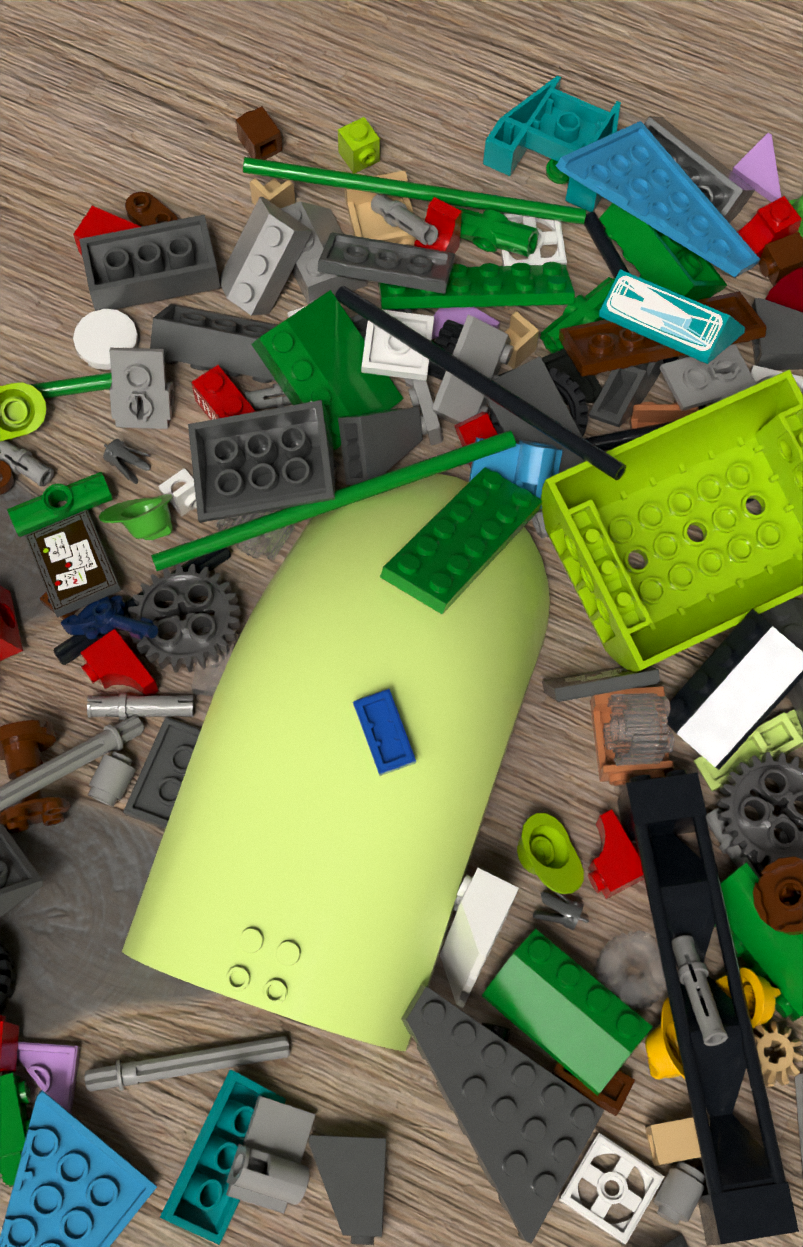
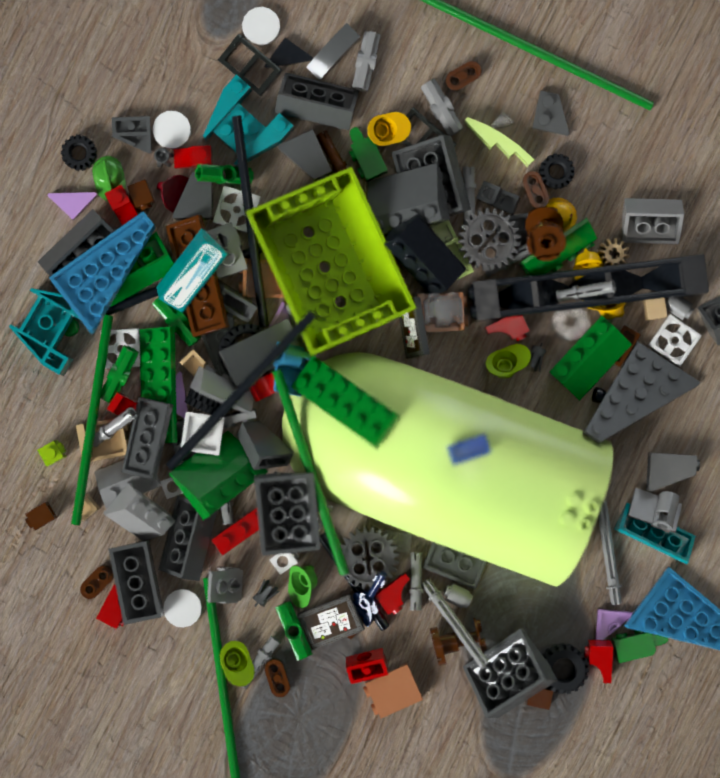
camera: 90 degrees left, 20 degrees up
(480, 914) = (550, 402): white wedge -> none

